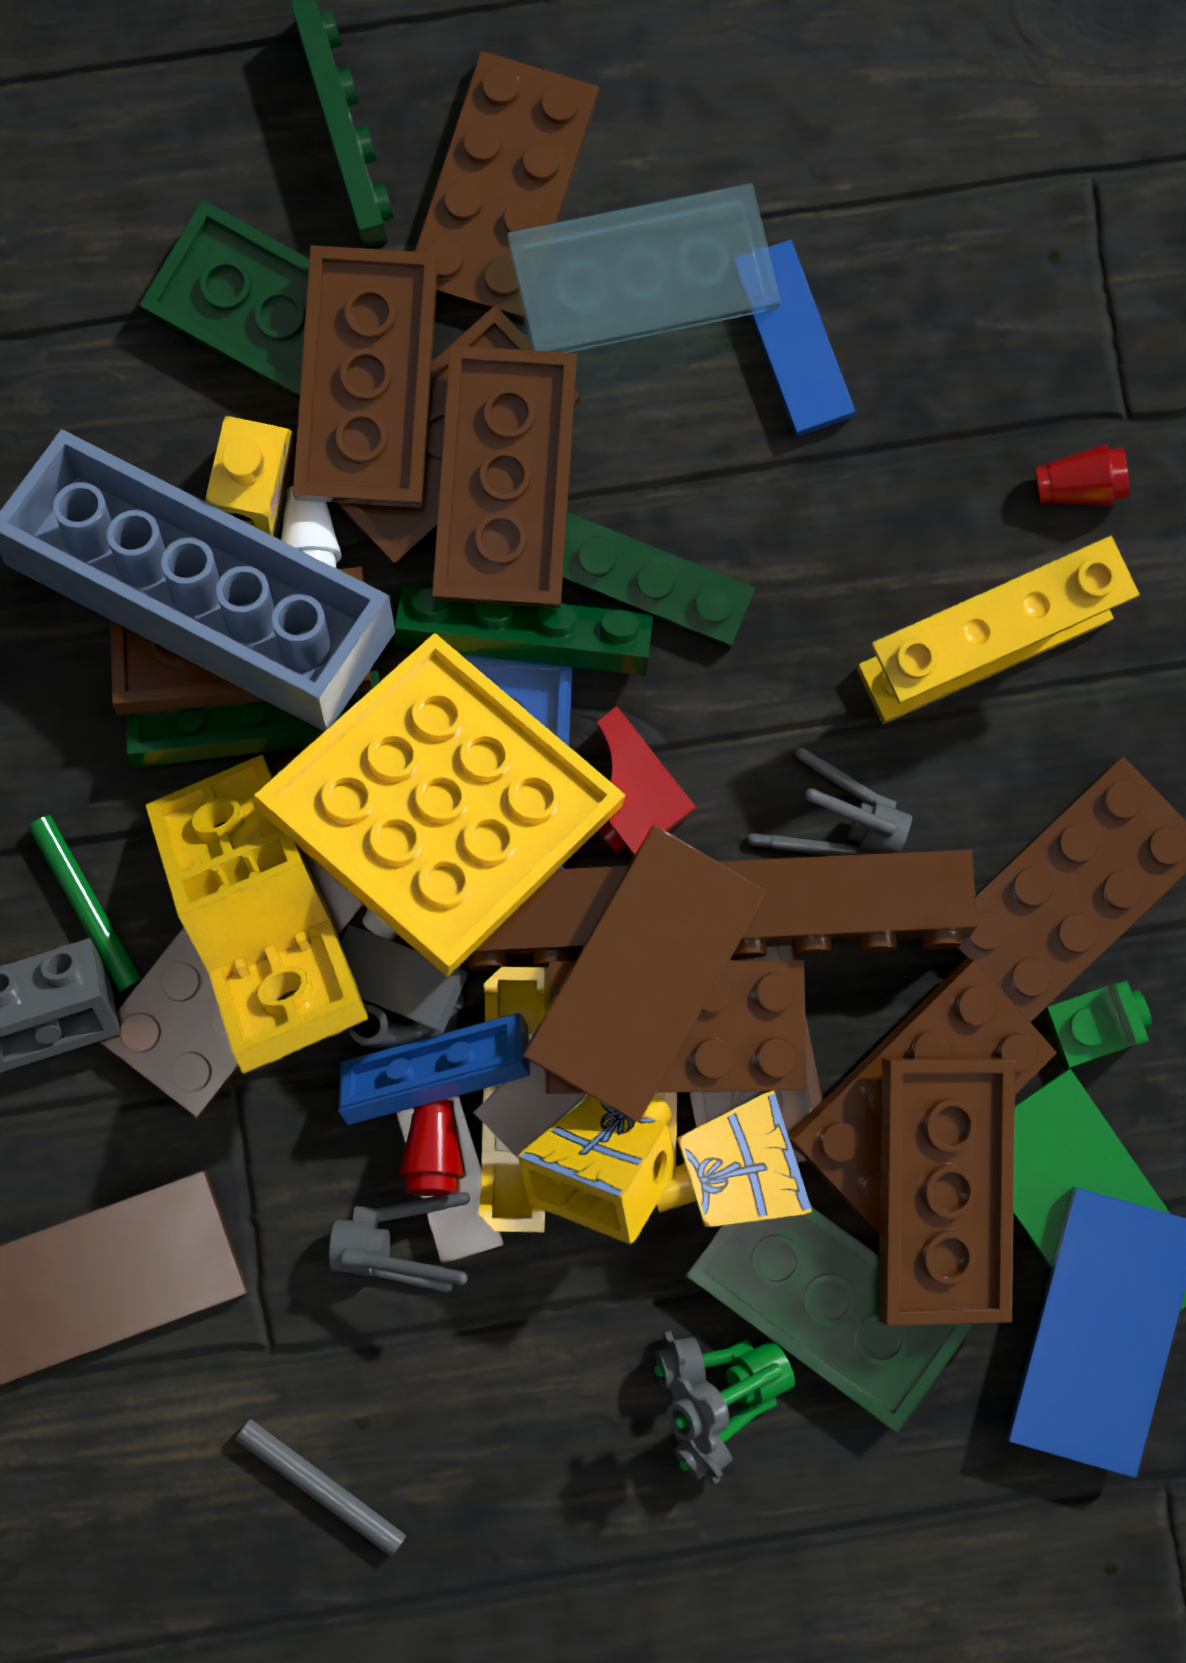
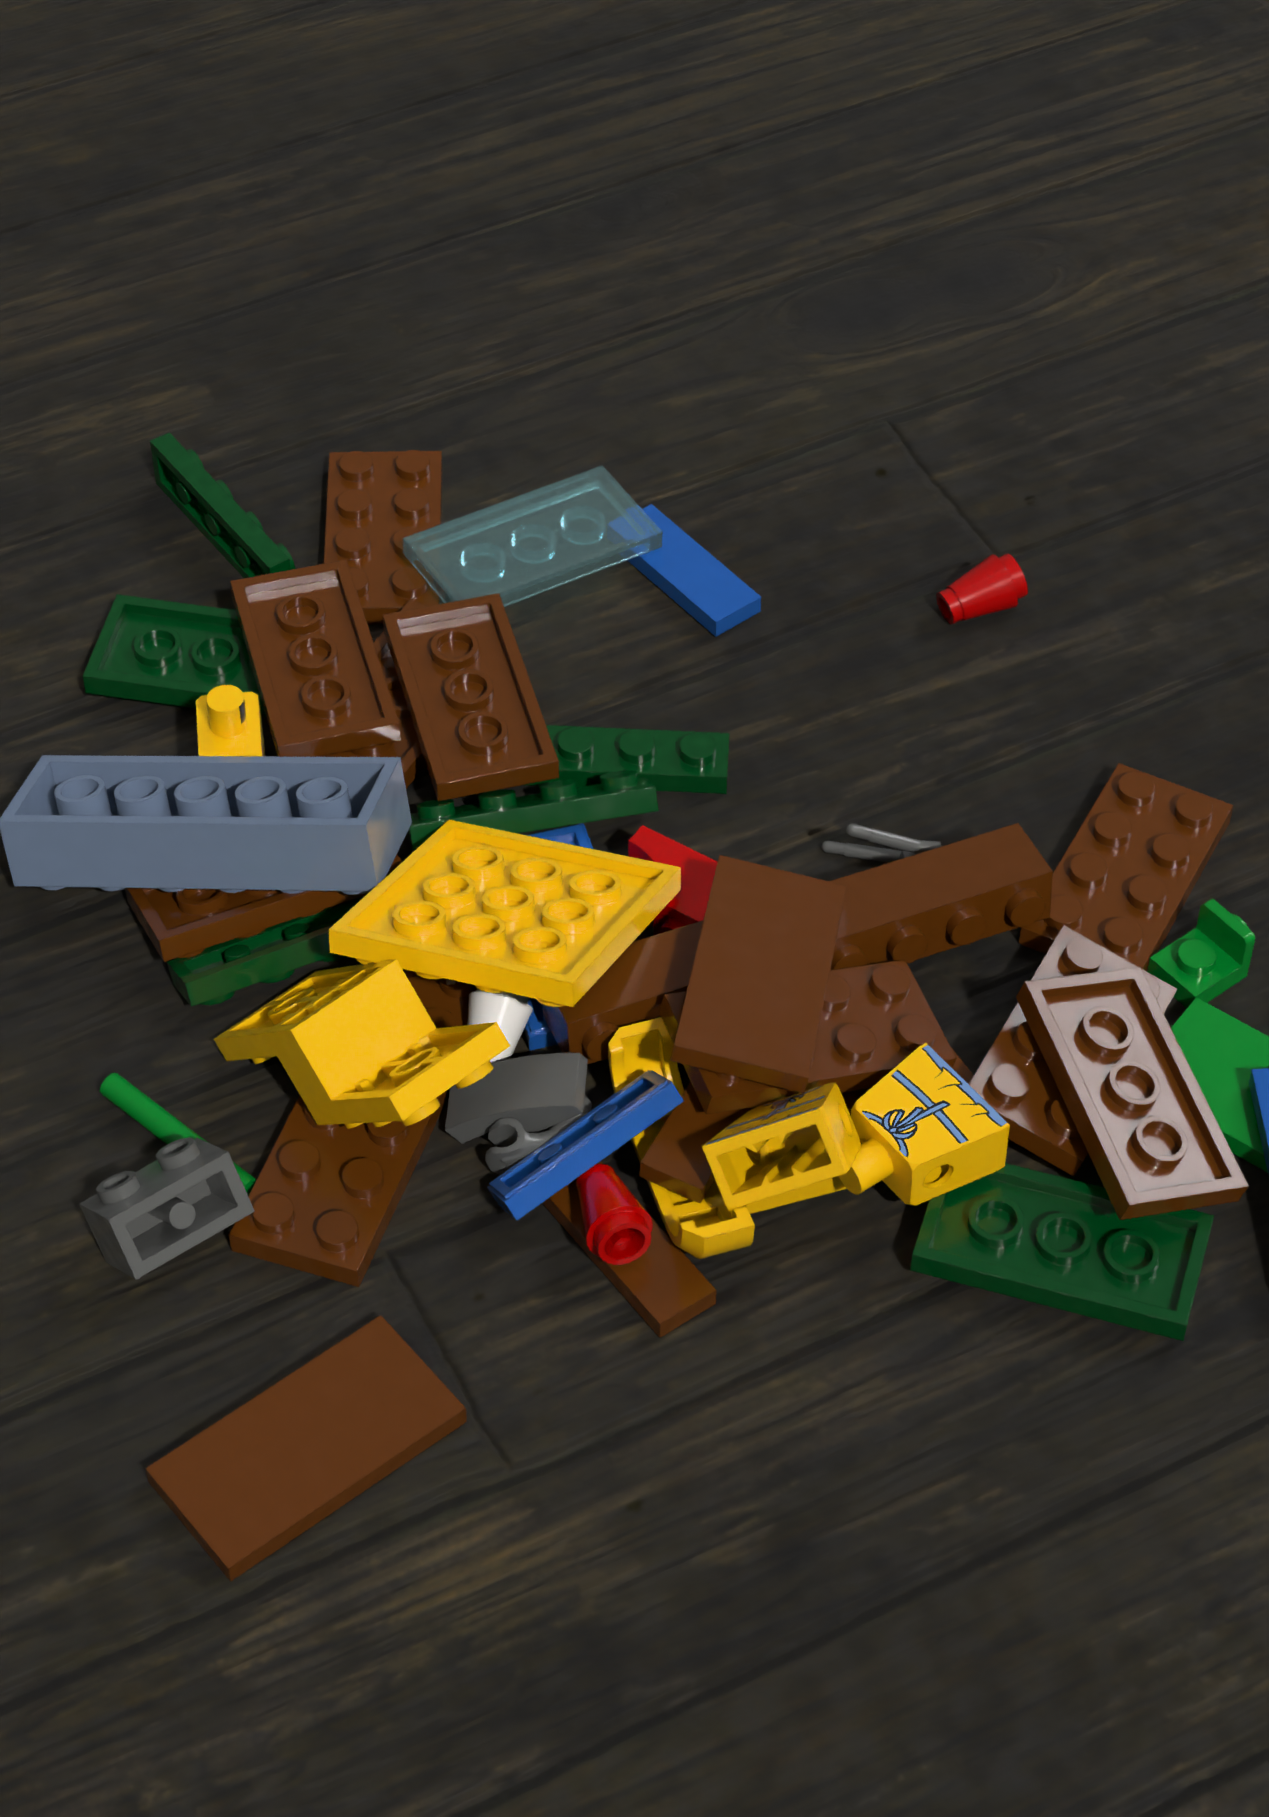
camera: 15 degrees left, 35 degrees down
(320, 1487) = (613, 1571): dark grey bar -> none
(364, 1249) = (573, 1323): dark grey plant -> none
(701, 1412) = (988, 1317): plant -> none
(996, 630) = (973, 710): yellow fence -> none

